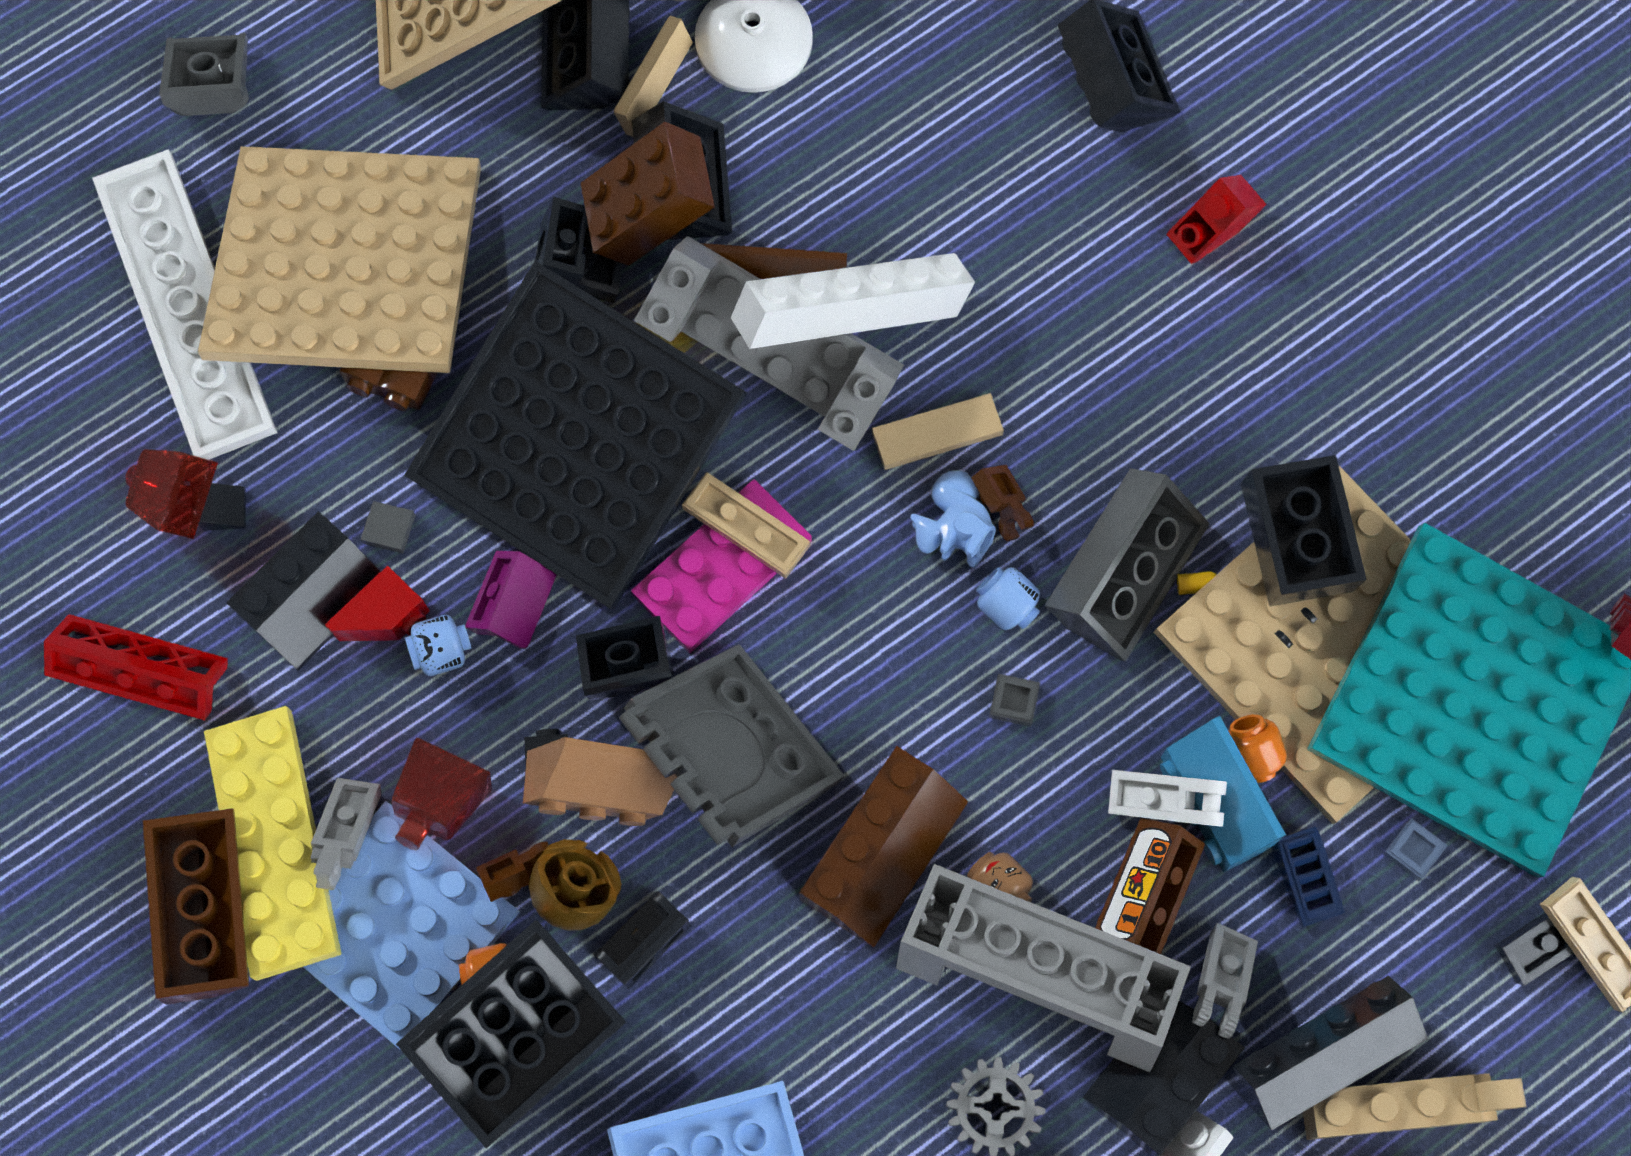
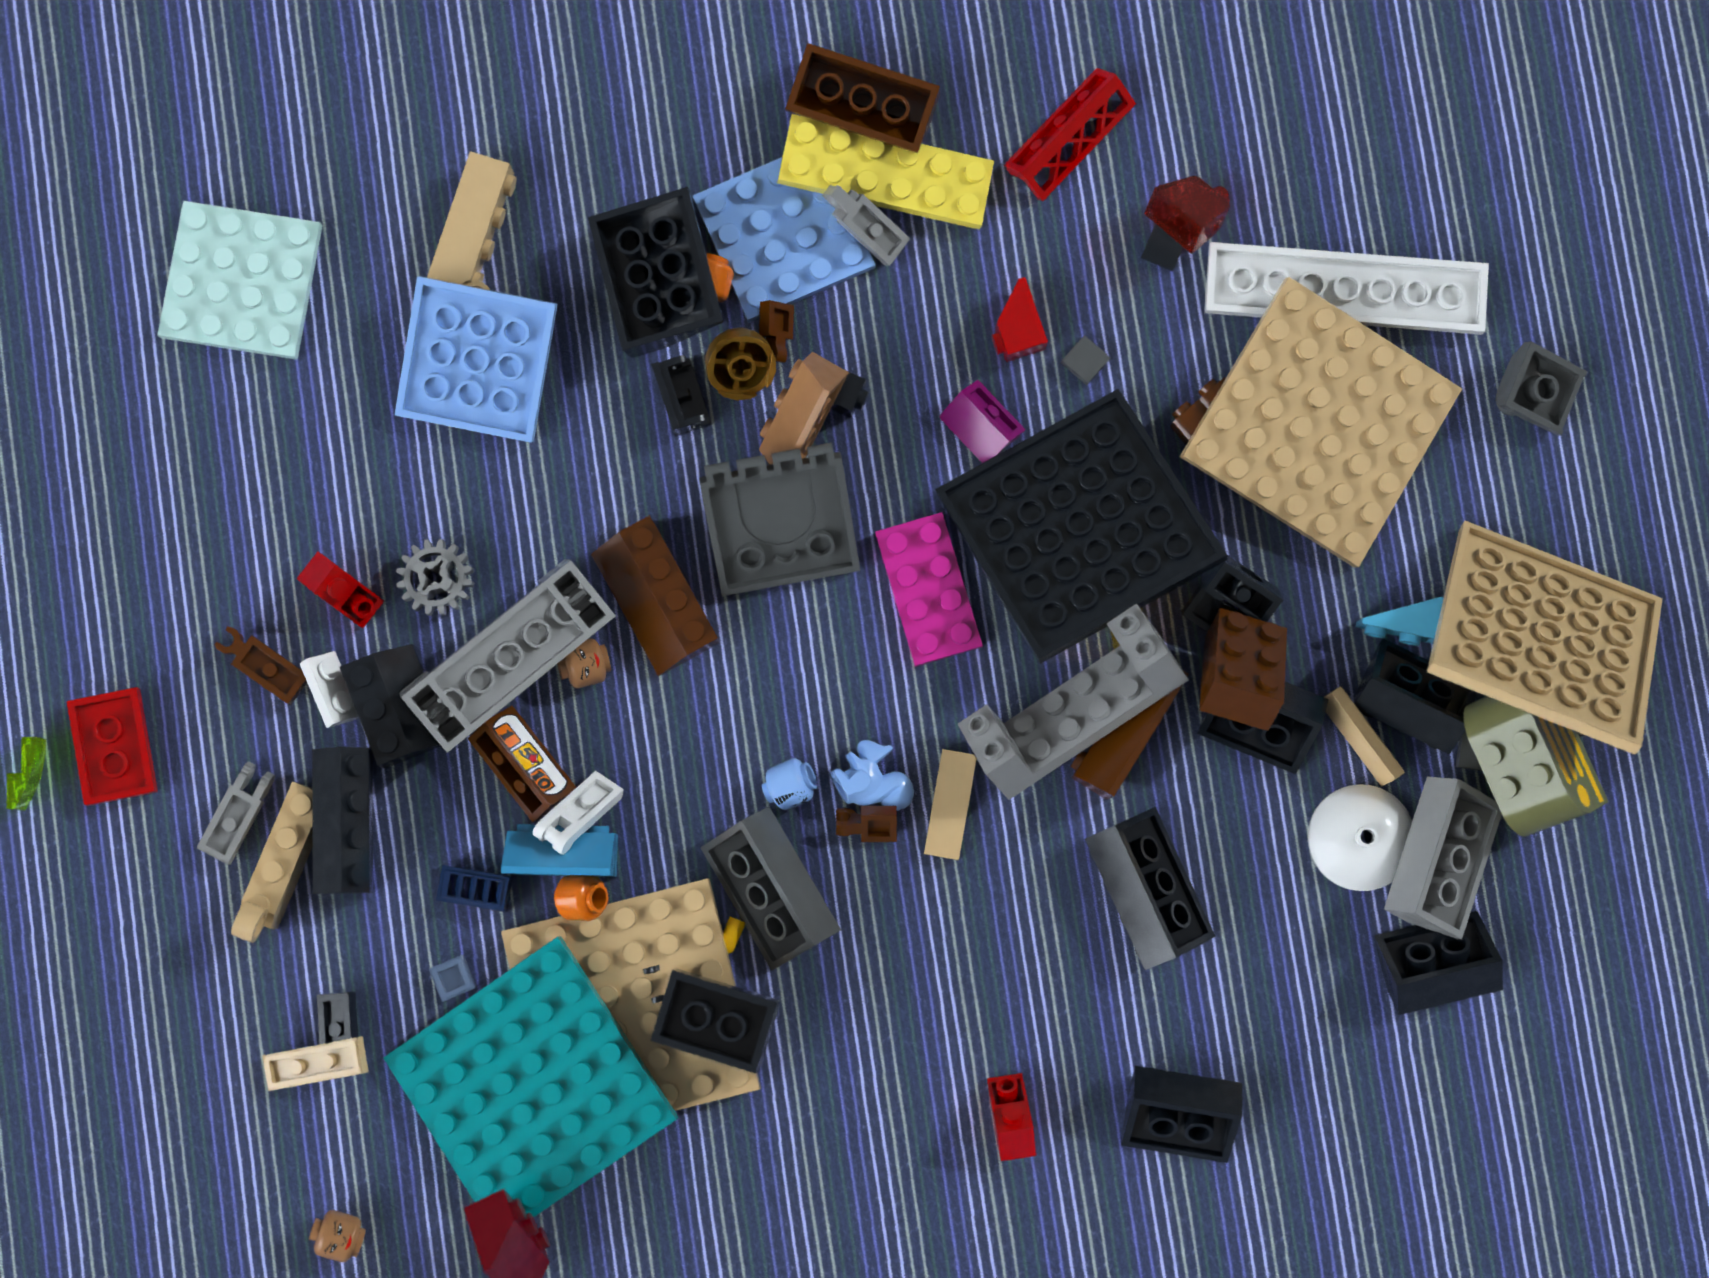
camera: 115 degrees right, 10 degrees up
(303, 589) = (1063, 278): black slope -> none
(436, 793) = (859, 299): clear red torso -> none
(437, 645) = (971, 352): light blue head -> none
(507, 80) = (1410, 623): none -> medium azure slope
(624, 658) = (884, 476): black slope -> none
(746, 525) = (945, 618): tan tile -> none
(851, 300) = (1072, 780): white brick -> none
(917, 195) = (1150, 888): none -> black slope
(1014, 700) = (714, 749): dark grey tile -> none
(1225, 977) = (434, 783): light grey hinge -> none

